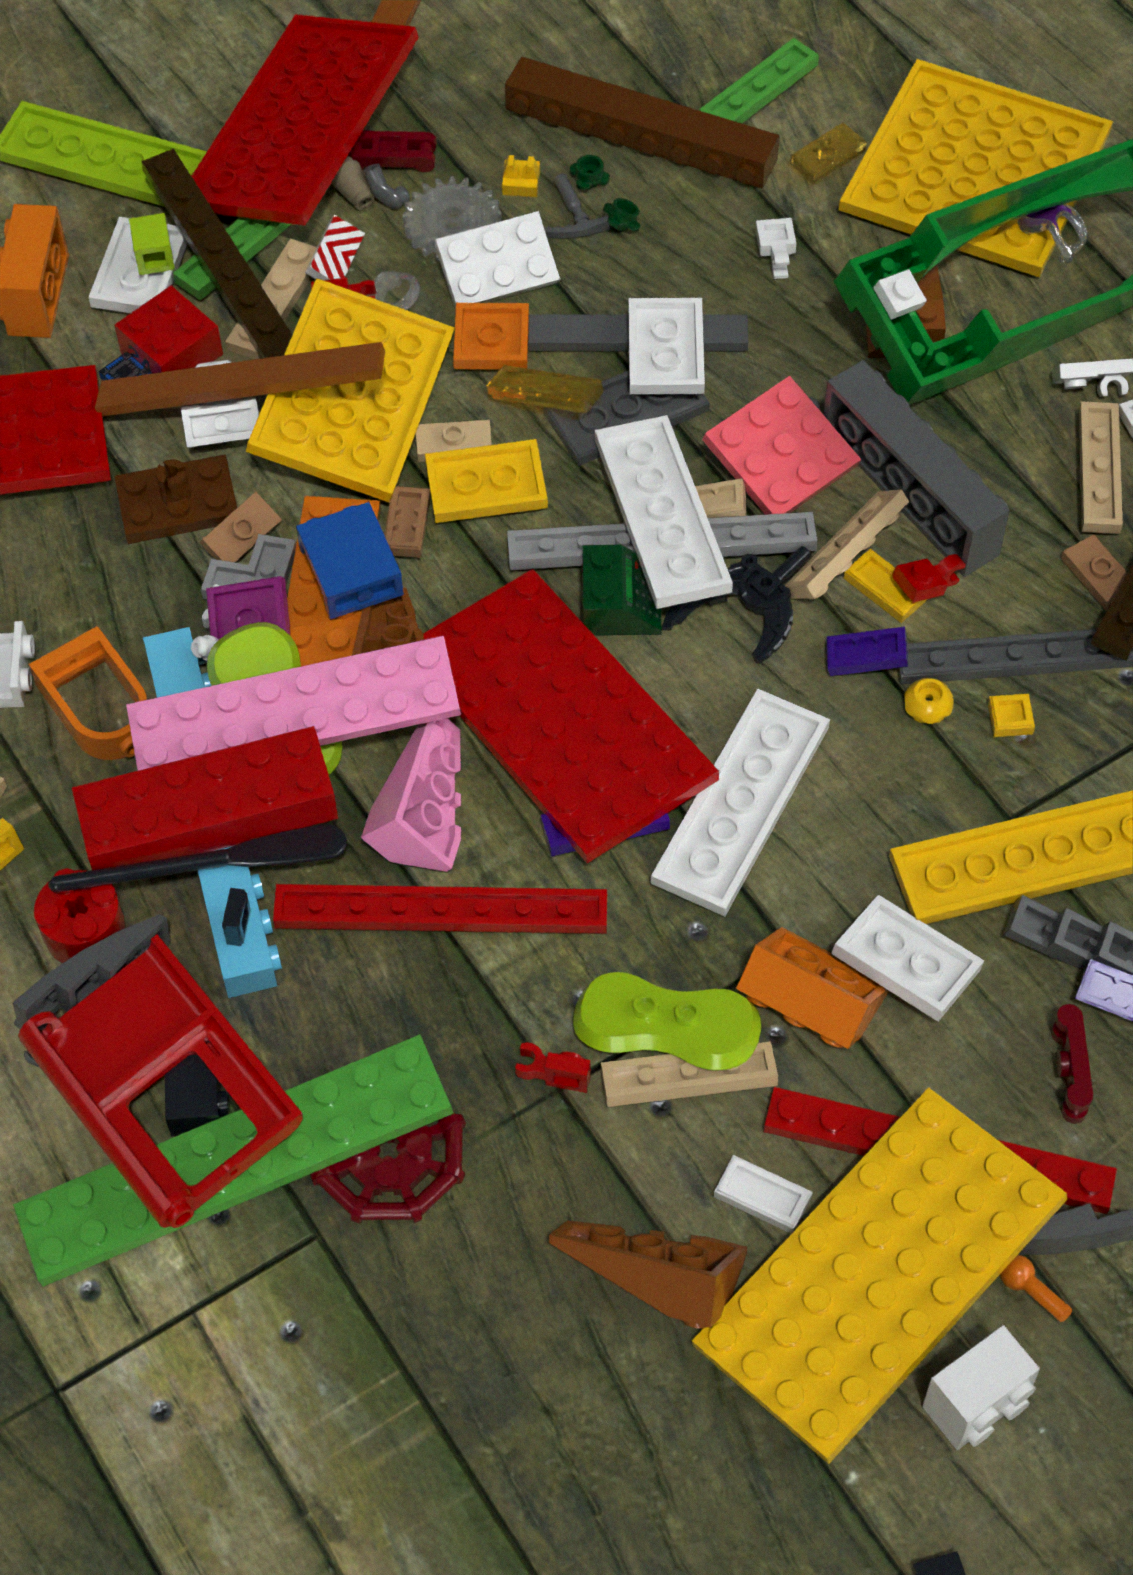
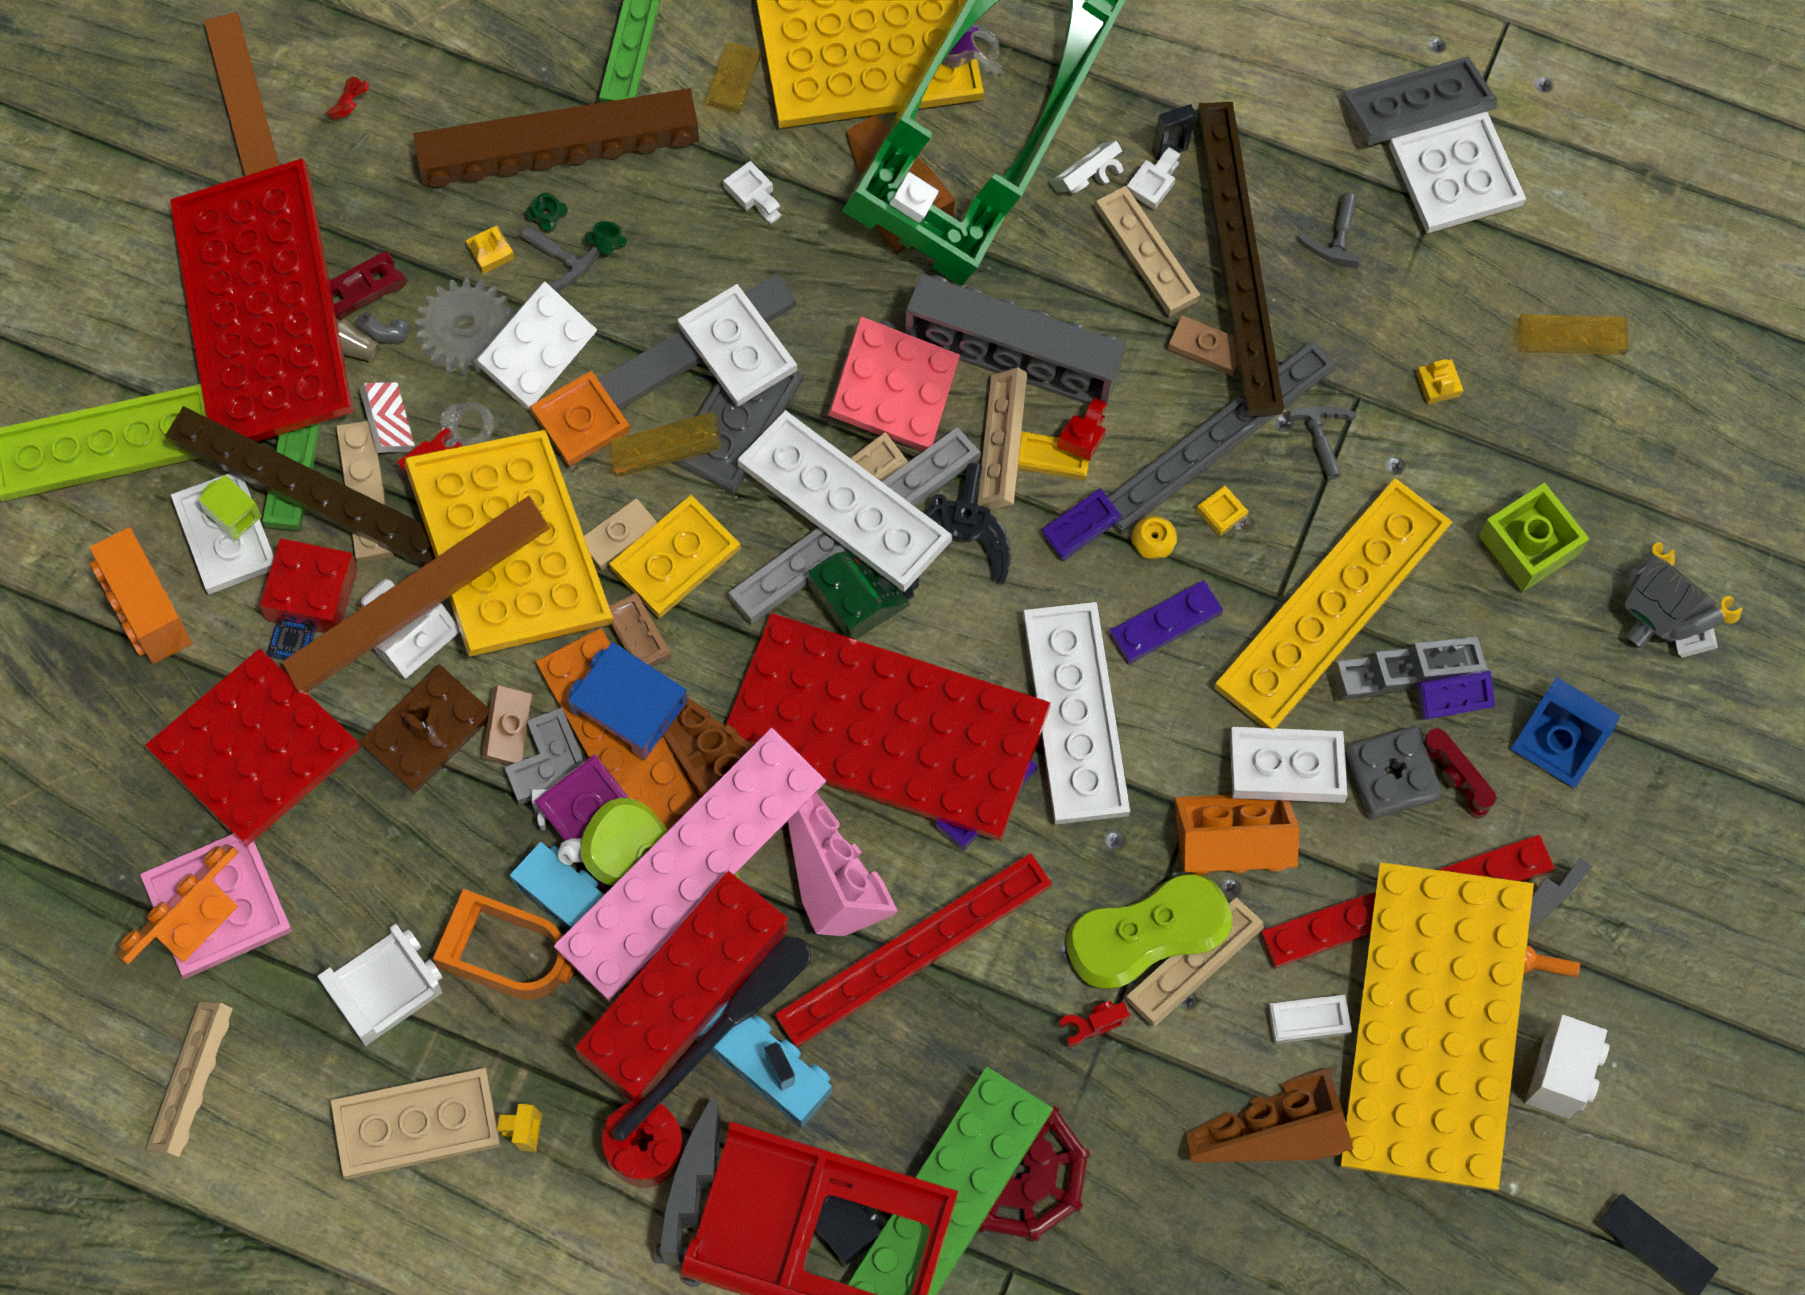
camera: 40 degrees left, 10 degrees up
(505, 8) = (345, 105): none -> red piece
(886, 777) = (1166, 622): none -> dark purple plate
(1014, 1051) = (1382, 792): none -> dark grey brick

